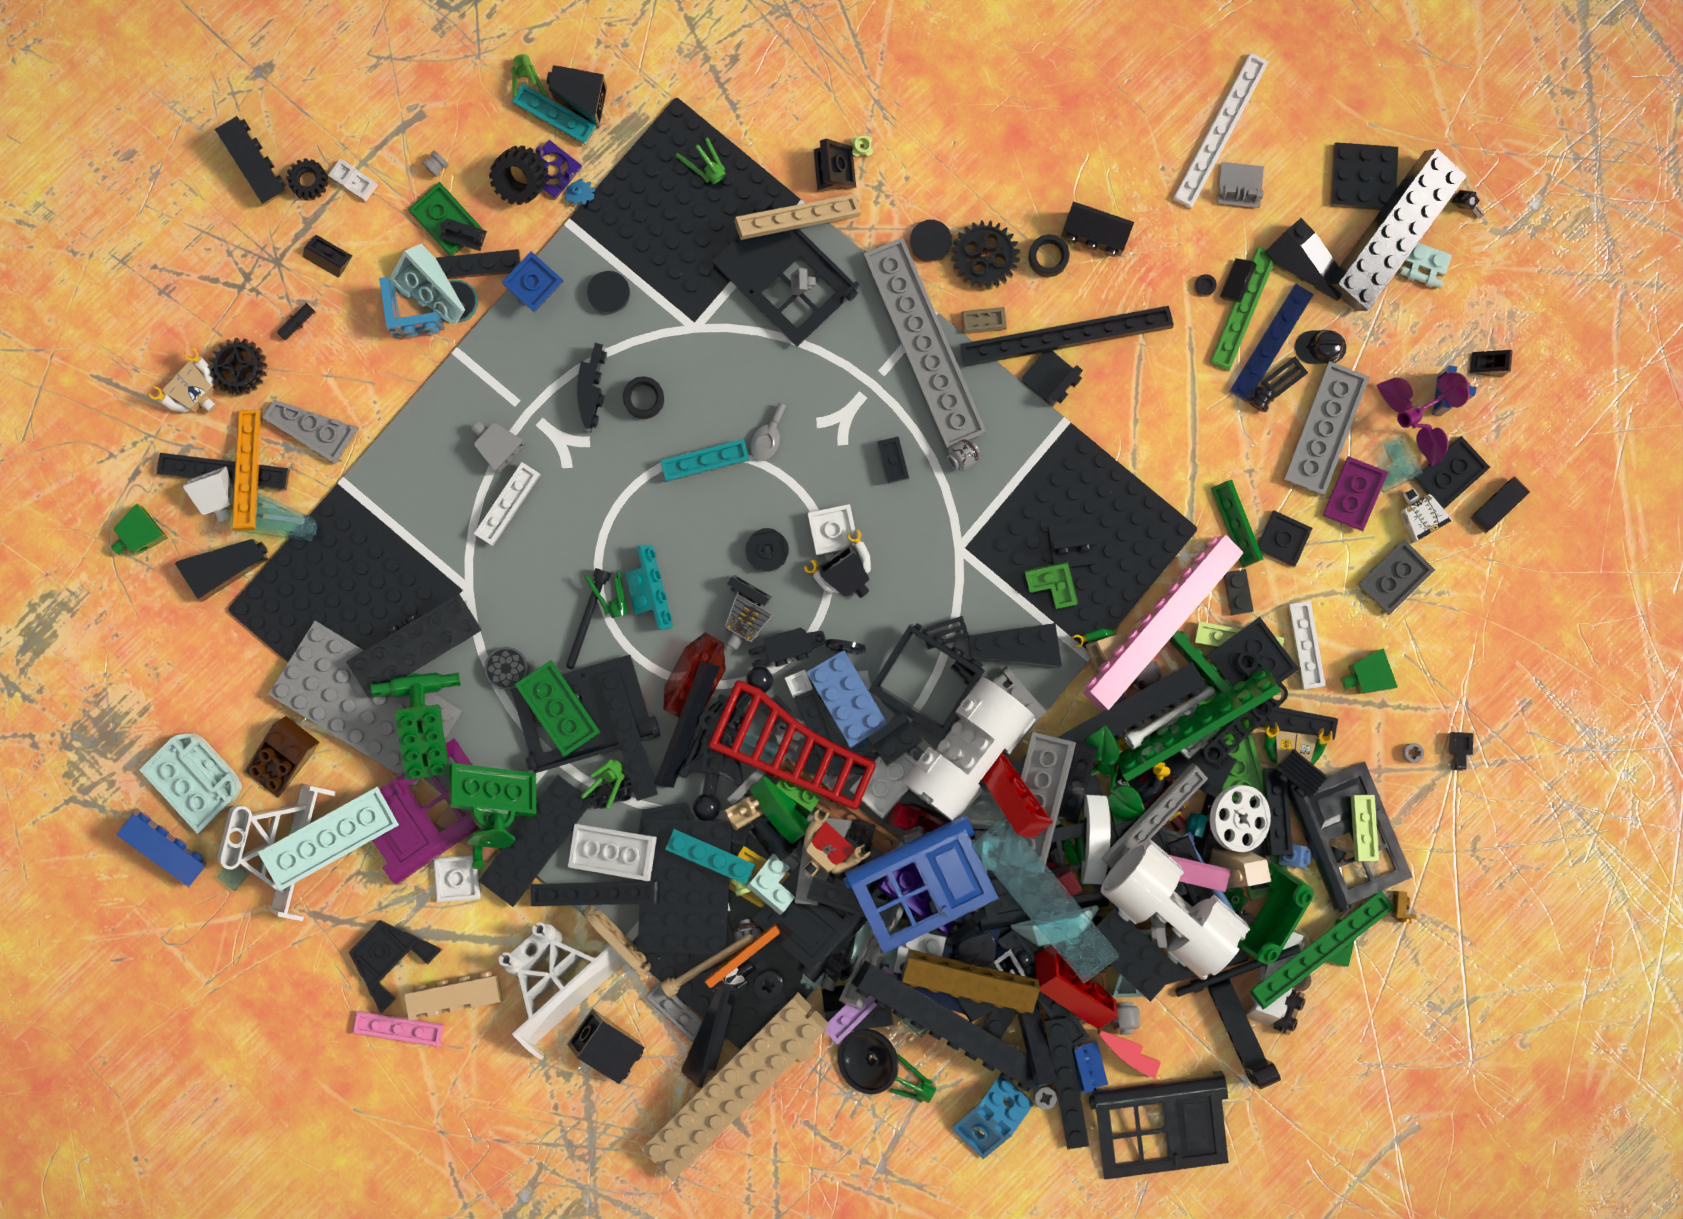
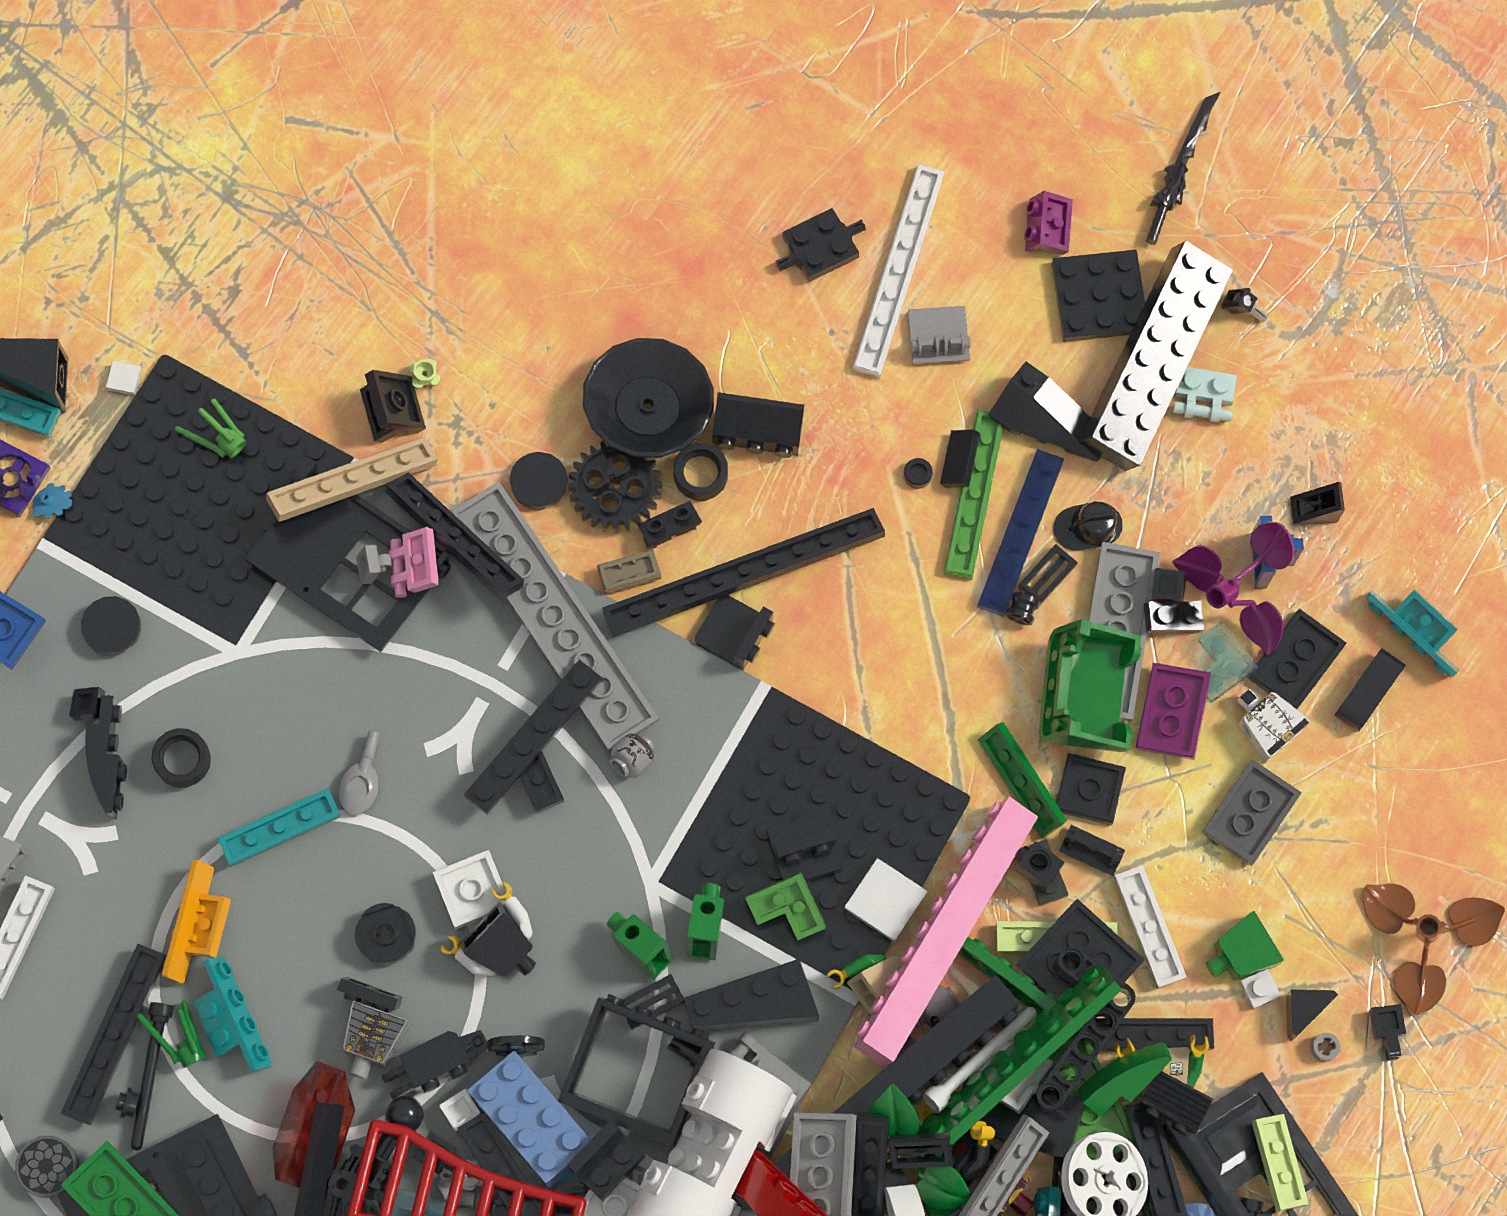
camera: 10 degrees left, 10 degrees down
(566, 585) = (113, 1035): none -> black plate
(568, 635) = (127, 1103): none -> black plate
(582, 346) = (86, 703): none -> black plate
(637, 517) = (197, 924): none -> light orange bracket
(645, 110) = (124, 378): none -> white tile
(836, 286) = (419, 559): none -> bright pink plate
(864, 272) = (455, 536): none -> black plate
(895, 429) = (533, 737): none -> black plate
(948, 597) = (640, 944): none -> green torso
(993, 584) = (705, 923): none -> green torso
(1019, 290) = (672, 522): none -> black hinge
(1024, 176) = (653, 374): none -> black dish
(1116, 771) = (910, 1145): none -> black tile
(1123, 591) = (885, 900): none -> white tile
(1167, 101) = (820, 244): none -> black plate
(1247, 588) = (1039, 878): none -> black brick
(1268, 749) = (1124, 1077): none -> green slope
(1276, 583) = (1092, 850): none -> black hinge
(1296, 465) = (1086, 686): none -> green windscreen
(1337, 115) = (1048, 223): none -> magenta bracket
(1369, 425) = (1173, 616): none -> plate
(1371, 401) = (1169, 584): none -> black brick
(1375, 703) = (1260, 989): none -> white plate
(1403, 723) = (1304, 1007): none -> black slope
(1439, 93) = (1175, 176): none -> black sword
(1478, 664) = (1392, 904): none -> dark orange plant
(1548, 464) = (1422, 624): none -> teal bracket

